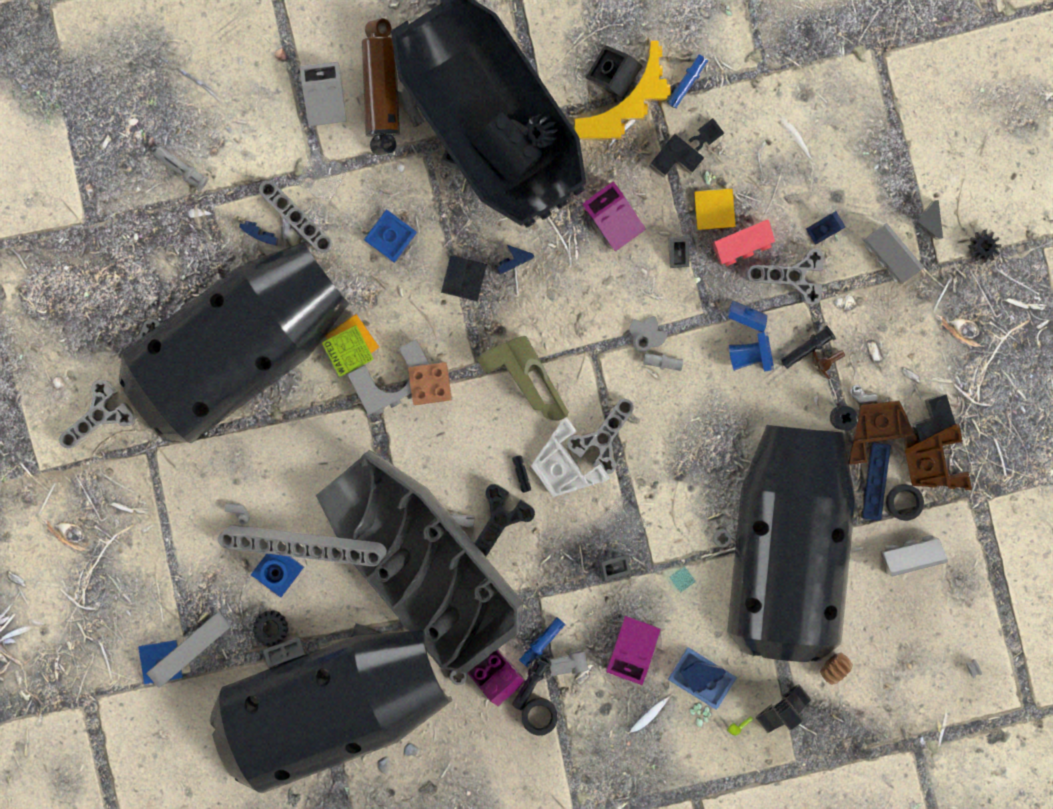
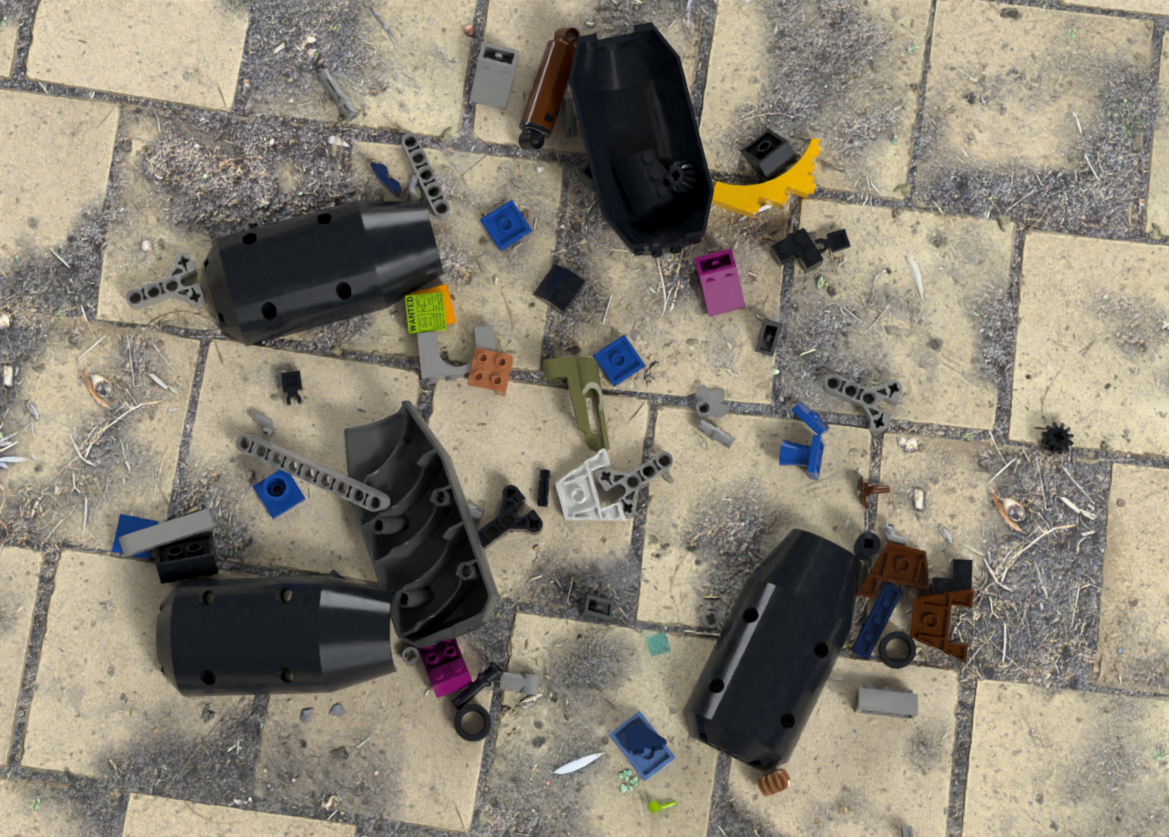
camera: 20 degrees right, 10 degrees down
(217, 665) = (187, 558): none -> black slope
(248, 465) = (292, 384): none -> black plate
(262, 636) = (259, 551): black tyre -> none
(284, 652) = (255, 568): dark grey hinge -> none
(520, 257) = (618, 289): dark blue slope -> none
(539, 645) = (502, 653): blue pin -> none
(546, 326) = (619, 361): none -> blue plate
(633, 650) = (586, 692): magenta slope -> none
(687, 81) = (840, 183): blue pin -> none
(714, 209) = (816, 312): yellow tile -> none
(744, 243) = (832, 350): coral slope -> none
(786, 711) = (709, 802): black beam -> none
(815, 342) = (864, 469): black pin -> none
(825, 227) = (913, 366): dark blue slope -> none
(892, 254) = (968, 412): light grey slope -> none
(931, 220) = (1014, 396): dark grey slope -> none

